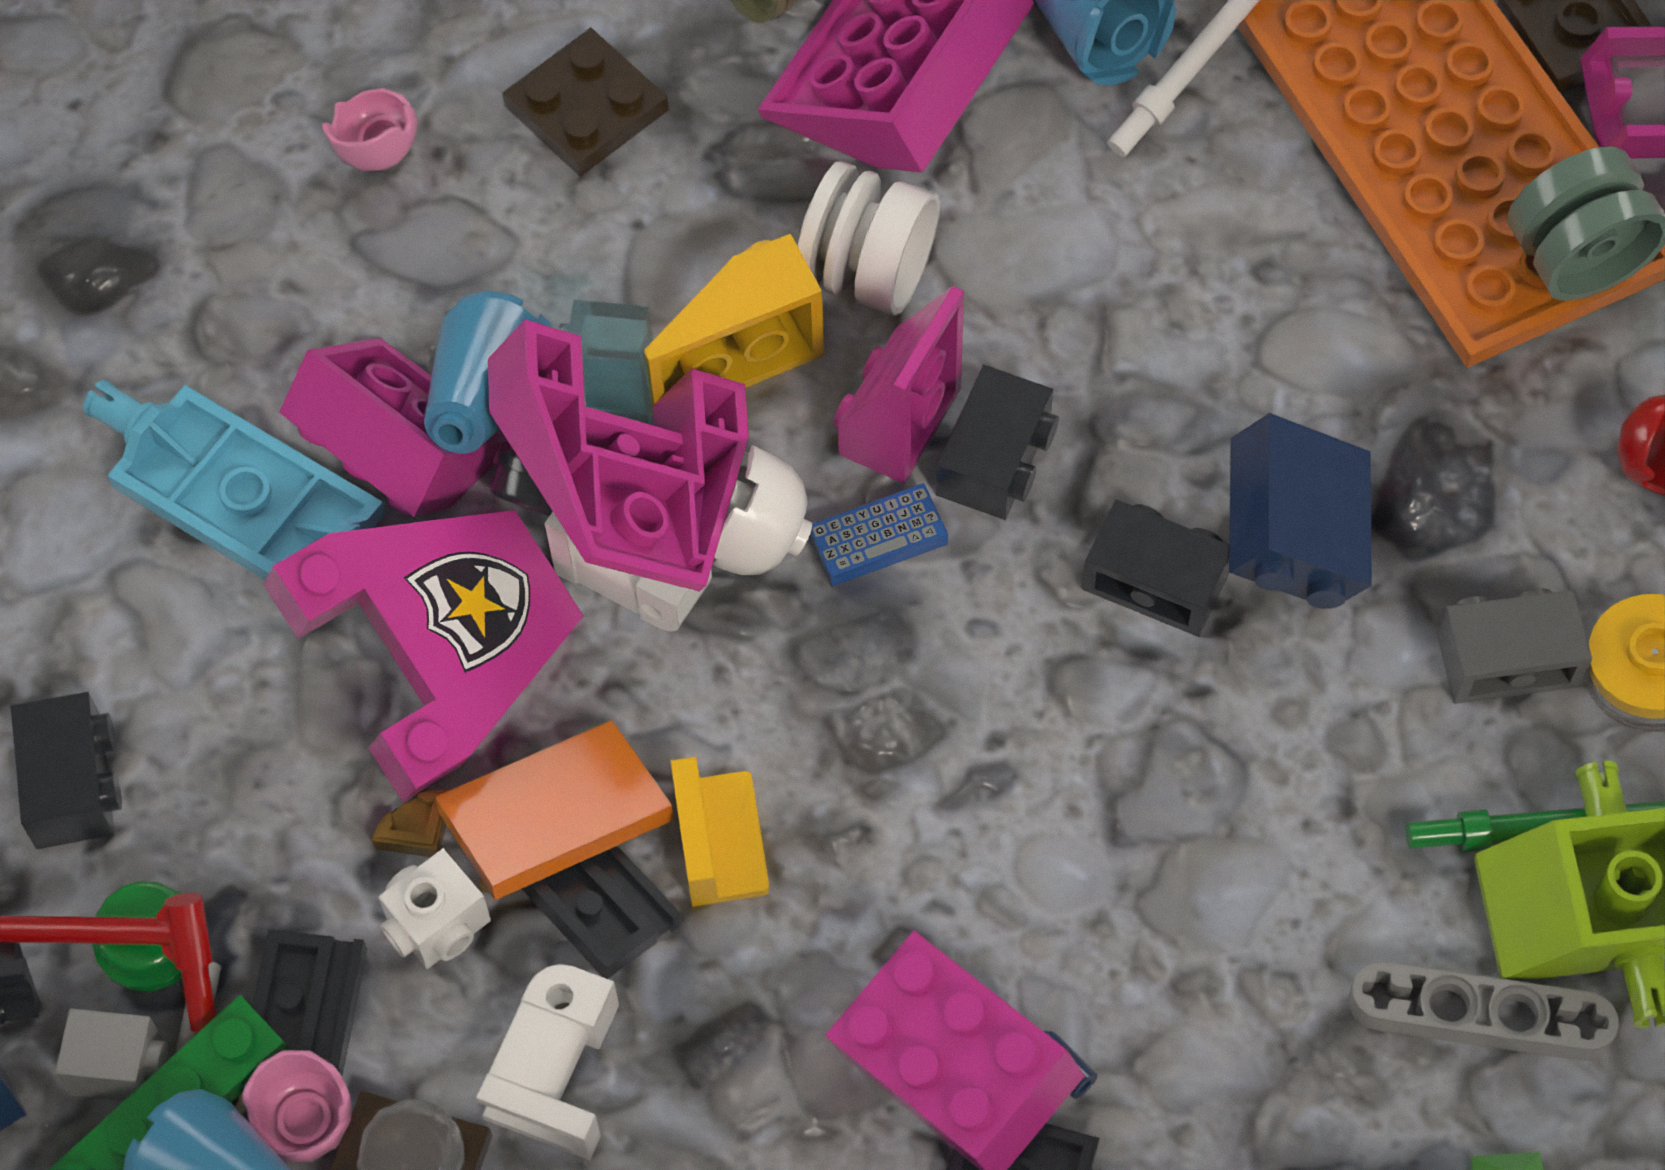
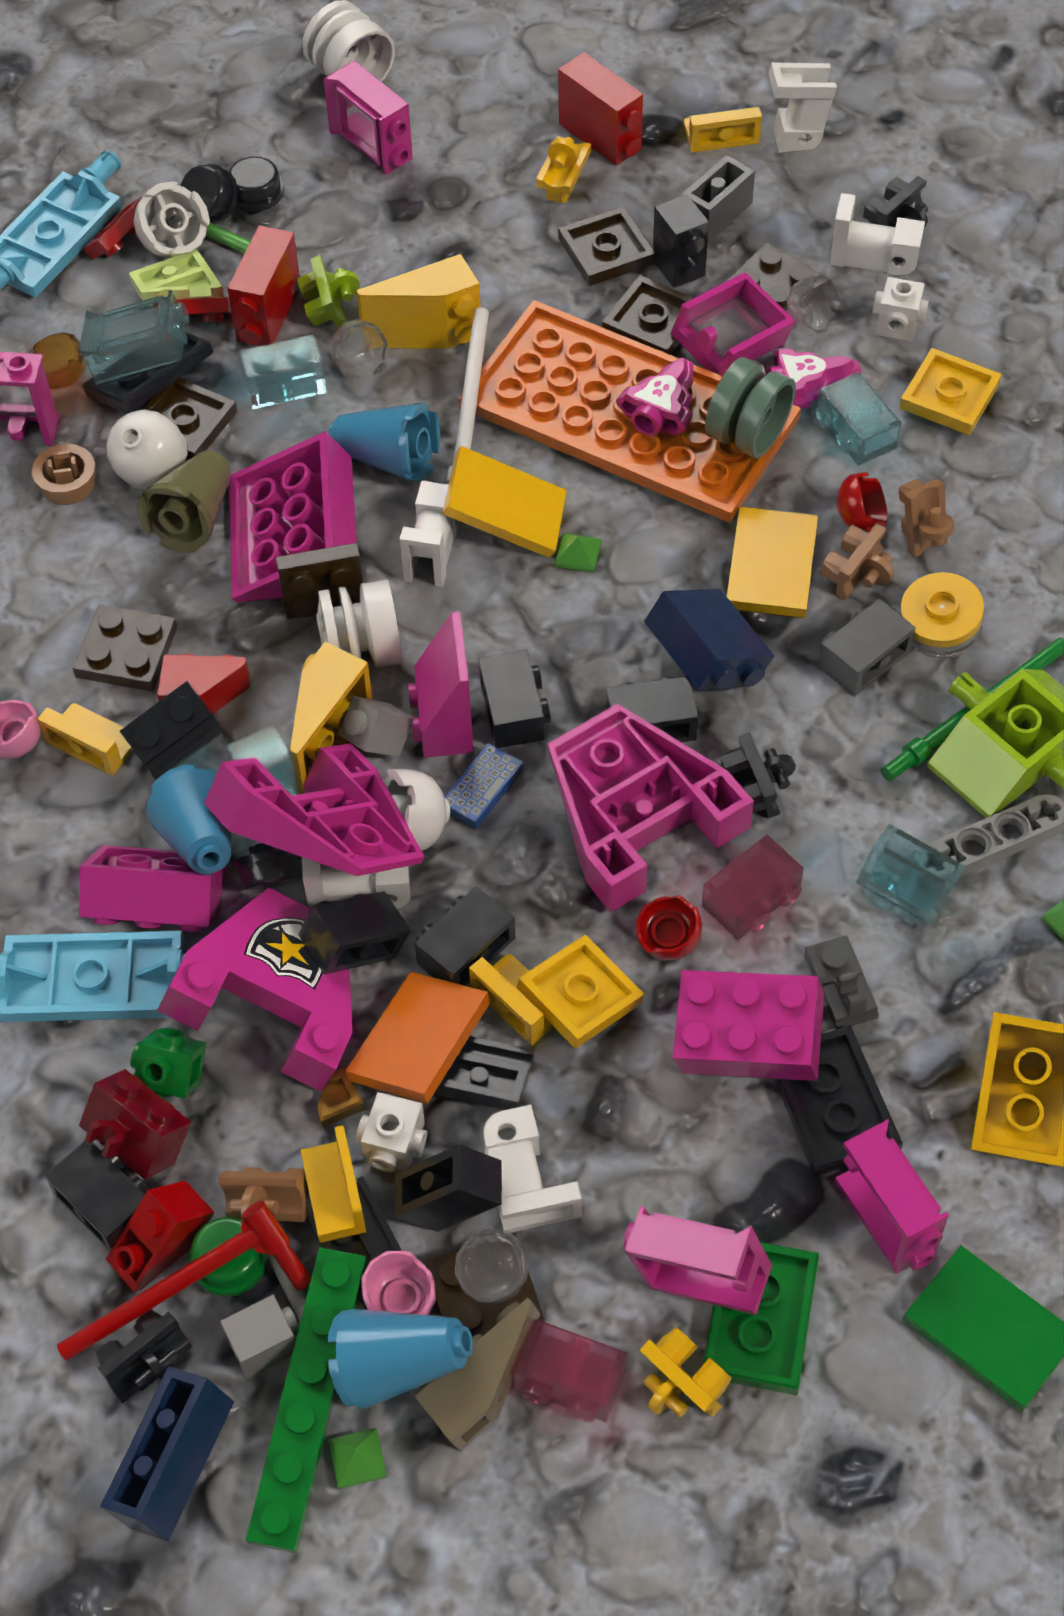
camera: 35 degrees left, 5 degrees down
(91, 855) = (158, 1233): none -> red slope
(152, 707) = (134, 1124): none -> dark red brick
(236, 890) = (281, 1192): none -> medium nougat hips
(247, 658) = (169, 1062): none -> green brick
(313, 934) = (333, 1189): none -> yellow panel
(437, 1022) = (448, 1188): none -> black brick
(462, 192) = (86, 737): none -> yellow panel
(552, 241) = (172, 730): none -> black plate
(571, 628) = (354, 932): none -> black brick
(630, 201) = (213, 677): none -> slope
(704, 715) = (469, 930): none -> black brick
(792, 380) = (376, 726): none -> light grey brick
(792, 876) = (580, 991): none -> yellow plate
(863, 137) = (318, 570): none -> dark brown plate
(961, 864) = (669, 928): none -> red hair
(1044, 649) = (630, 787): none -> dark pink wedge
(1070, 159) = (431, 535): none -> white piece
(1111, 878) = (753, 887): none -> clear pink brick
(1134, 1075) = (843, 982): none -> dark grey plate
(1178, 173) = (504, 502): none -> yellow tile
(1234, 709) = (775, 769): none -> black hips
(1235, 294) = (578, 552): none -> bright green slope
(1324, 991) = (910, 874): none -> clear light blue brick
(1481, 454) = (772, 561): none -> yellow tile
(1490, 146) = (661, 400): none -> dark pink rock
(1601, 530) = (865, 564): none -> medium nougat hips

